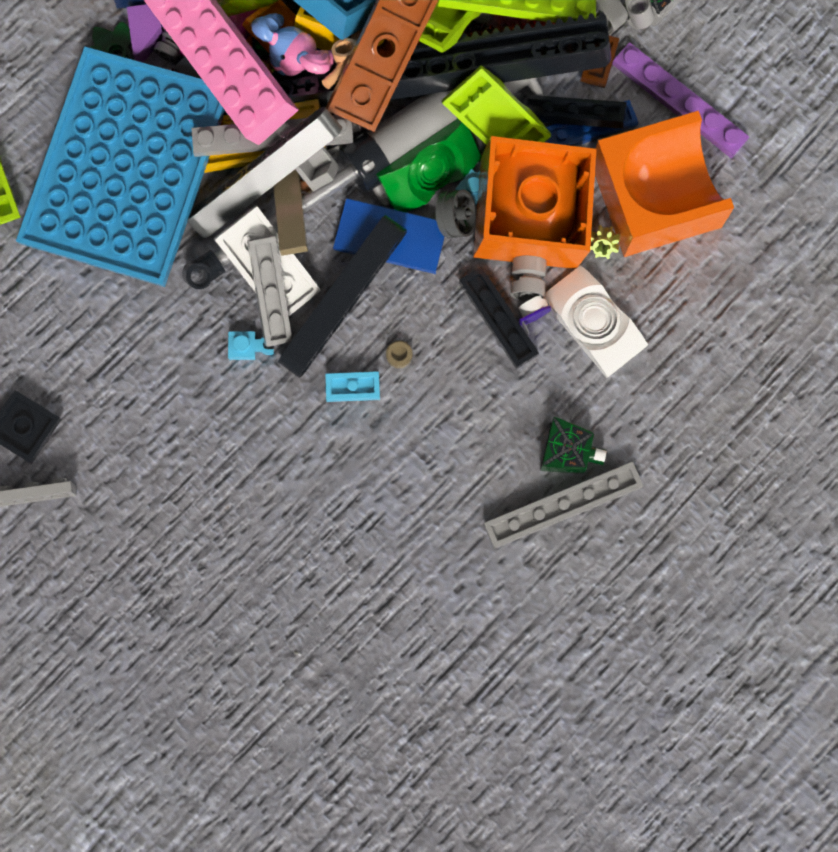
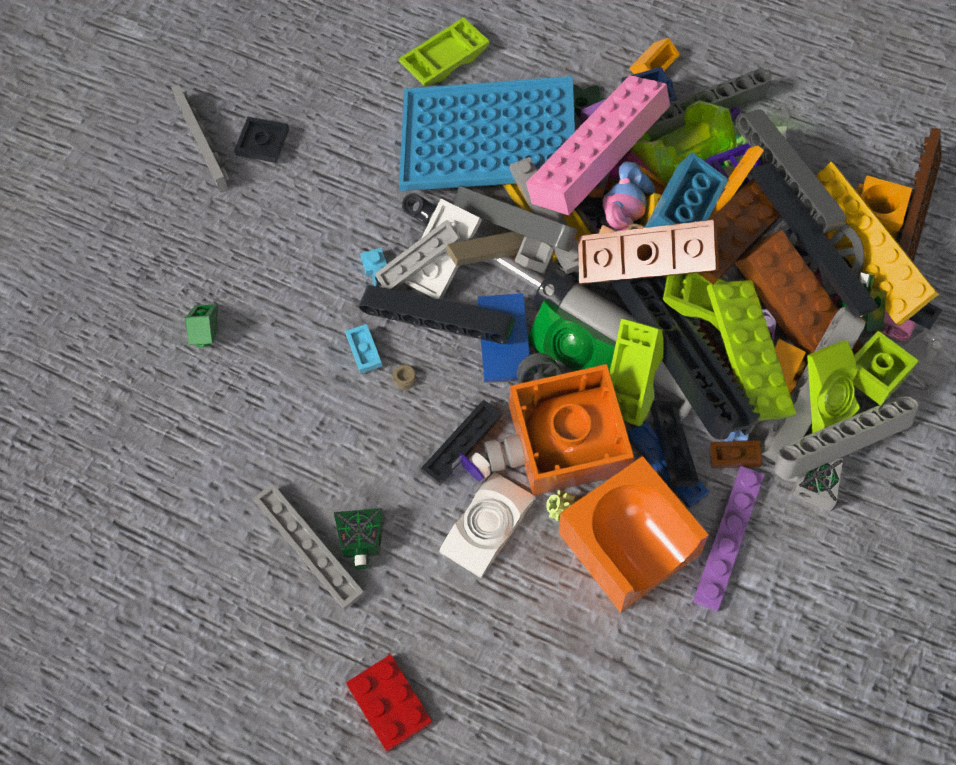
camera: 80 degrees right, 15 degrees down
(259, 553) = (202, 325): none -> slope
(747, 470) = (389, 703): none -> red plate

